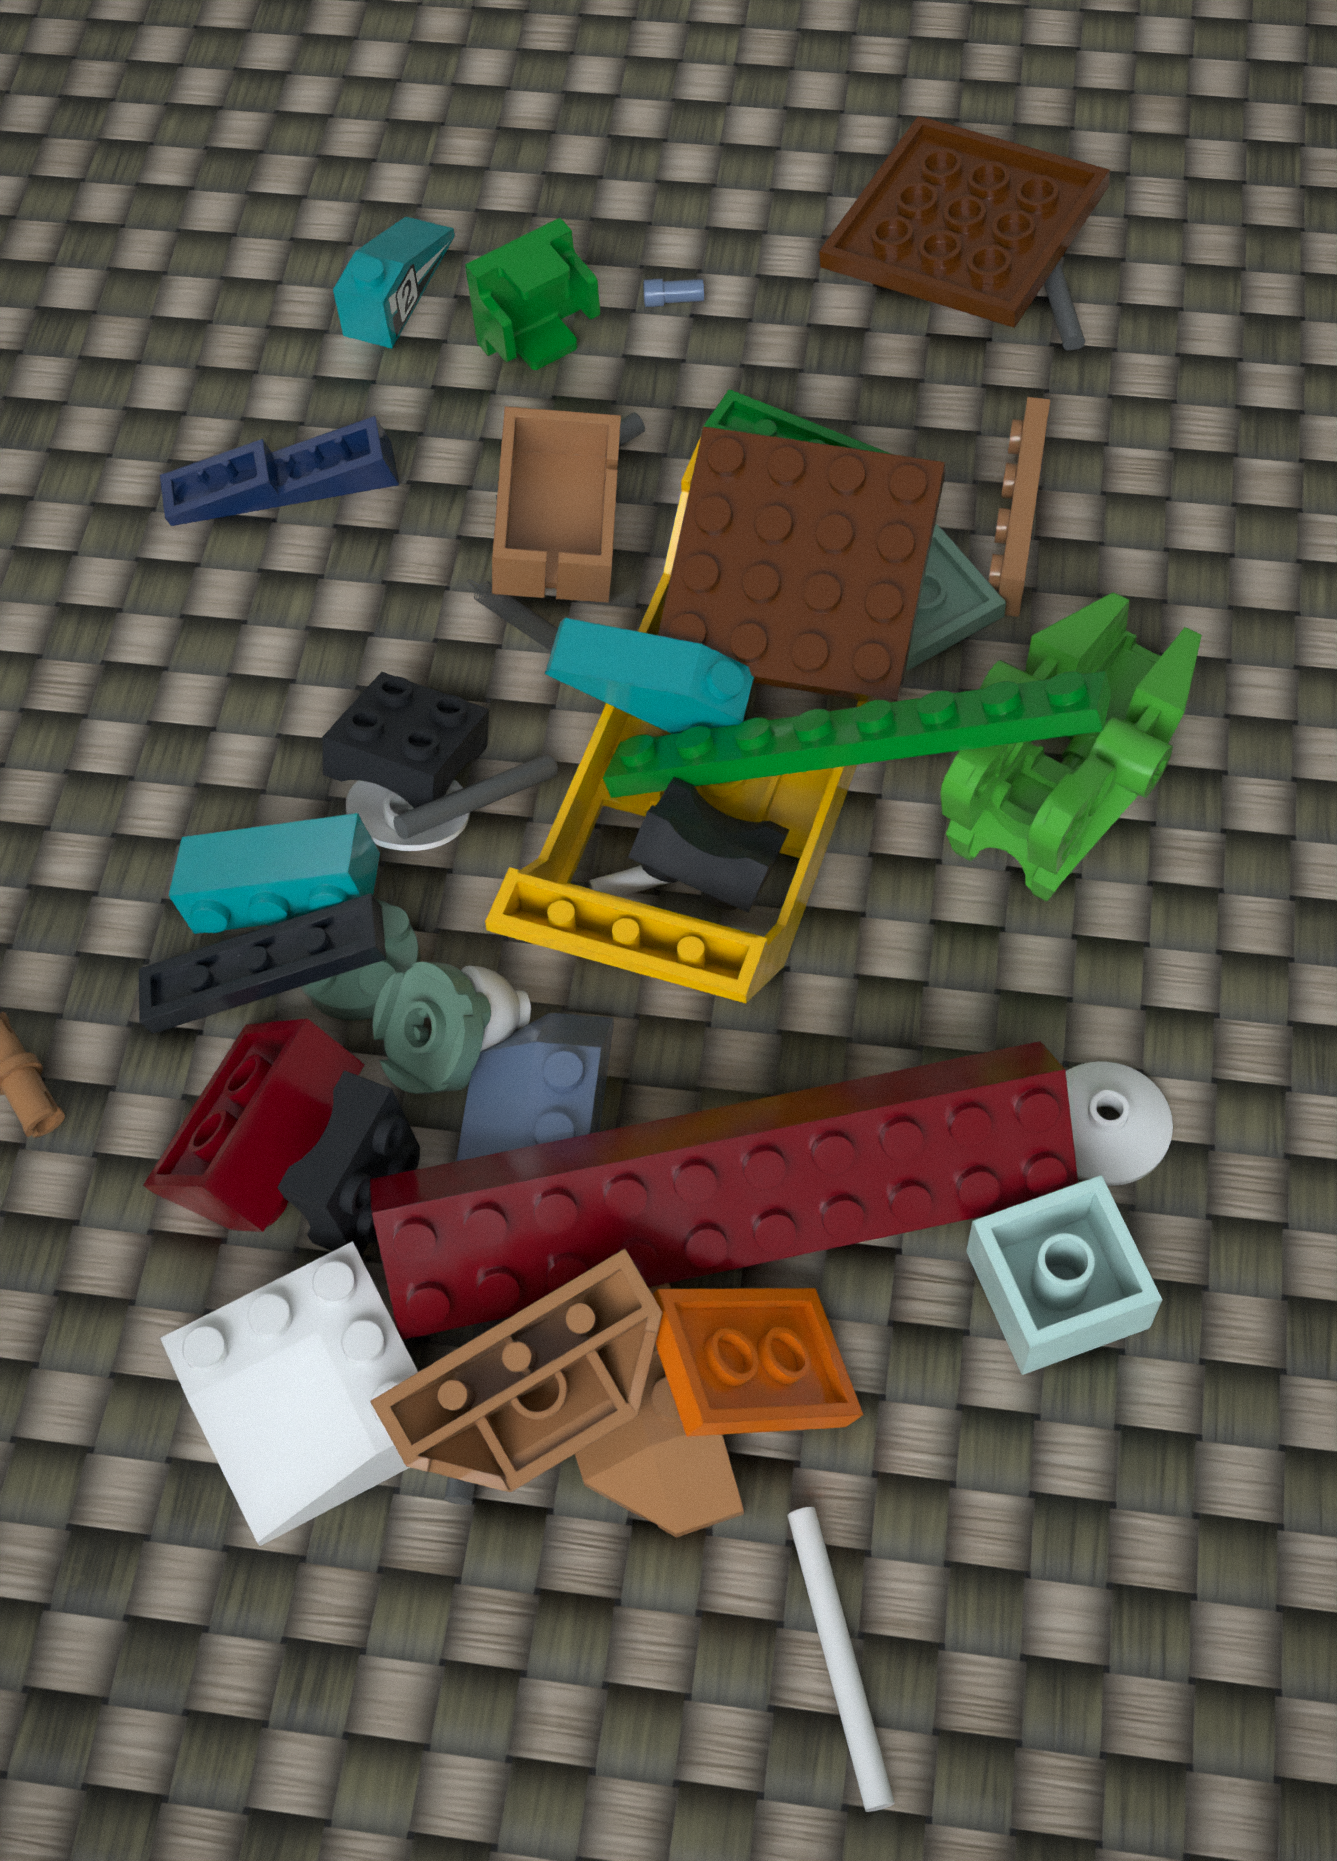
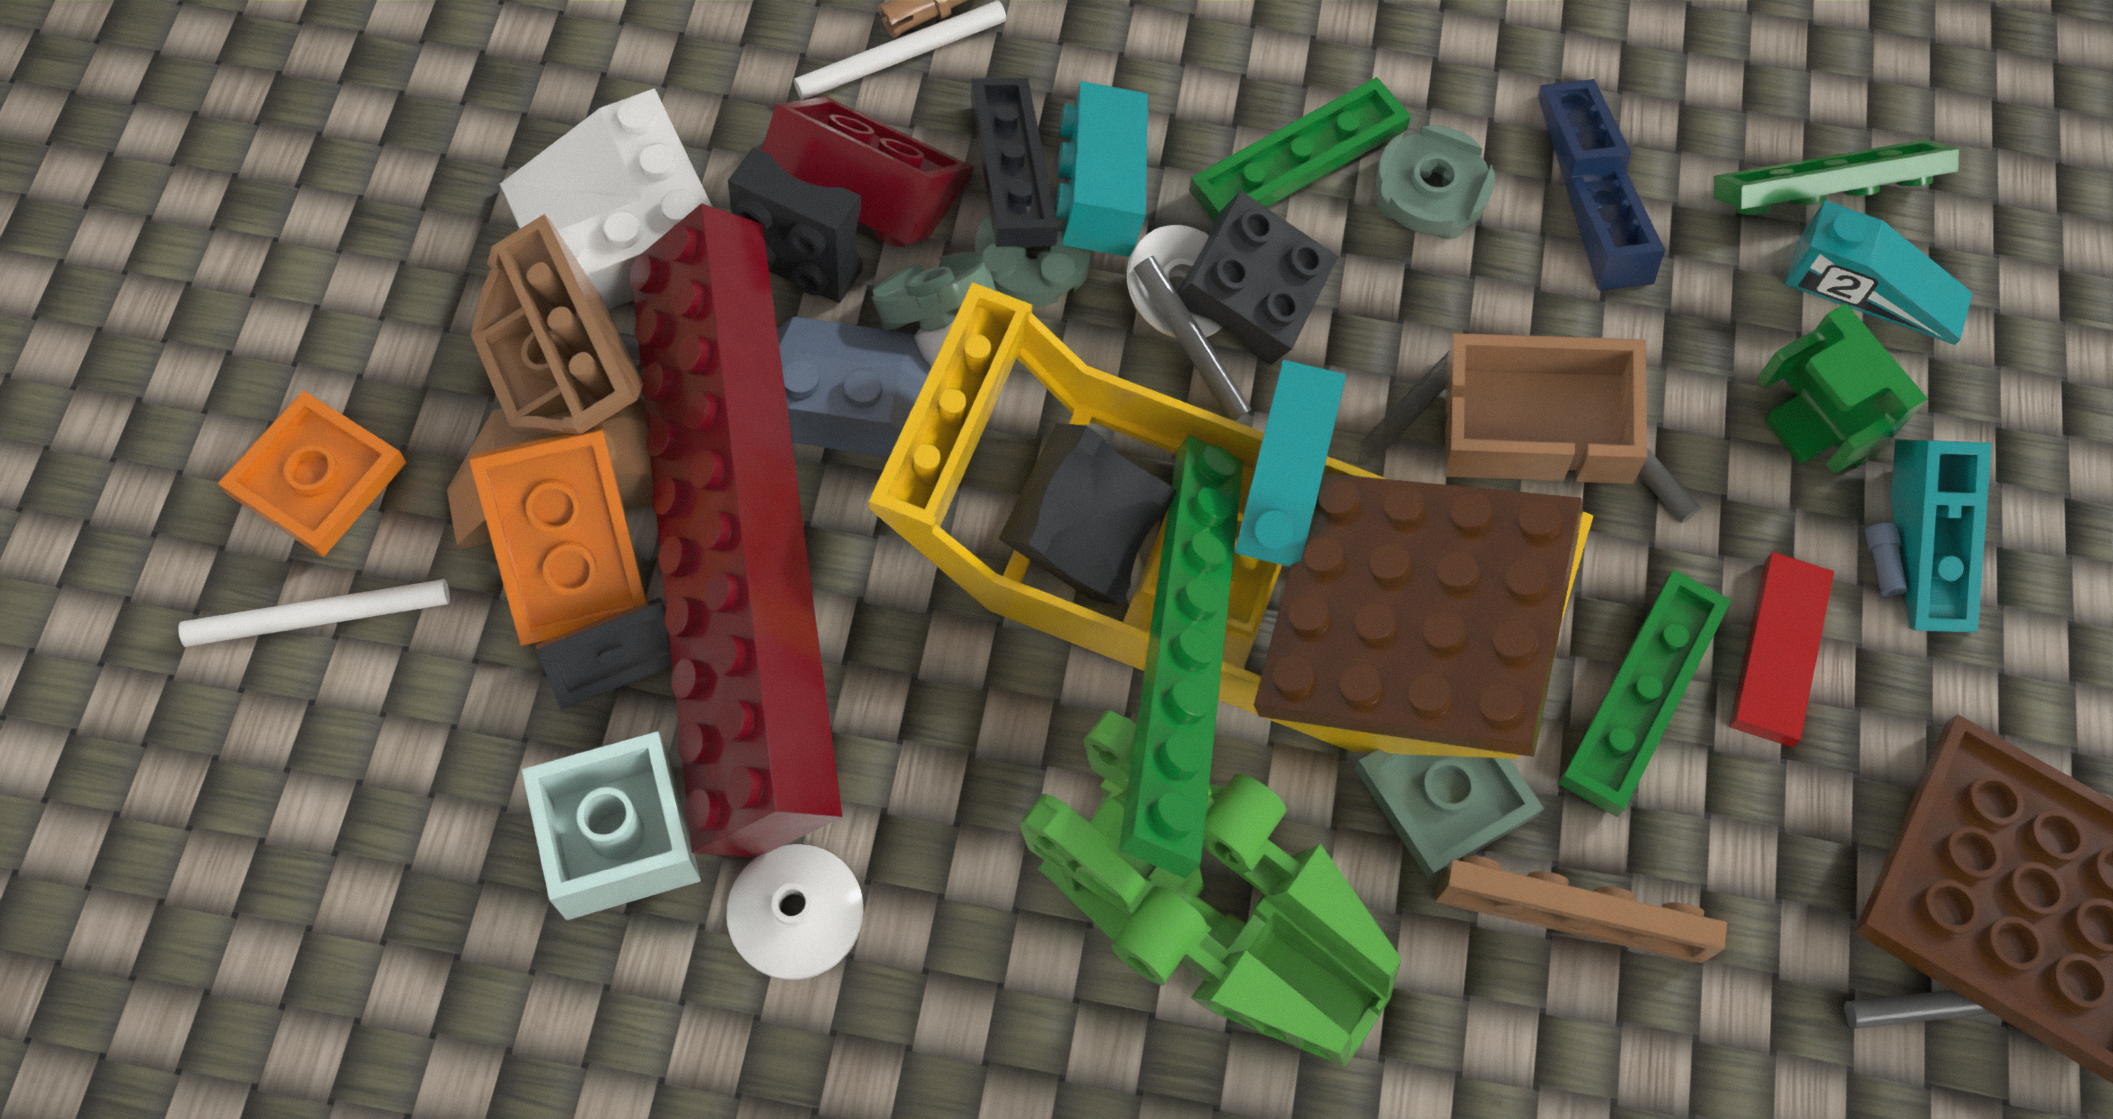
camera: 85 degrees right, 5 degrees up
(83, 1113) = (899, 50): none -> white bar
(246, 716) = (1303, 149): none -> green plate
(284, 297) = (1851, 173): none -> green plate
(287, 630) = (1427, 208): none -> sand green plate
(634, 244) = (1941, 523): none -> teal slope
(668, 1686) = (312, 473): none -> orange plate
(762, 366) = (1782, 650): none -> red tile
(866, 1314) = (607, 653): none -> black plate

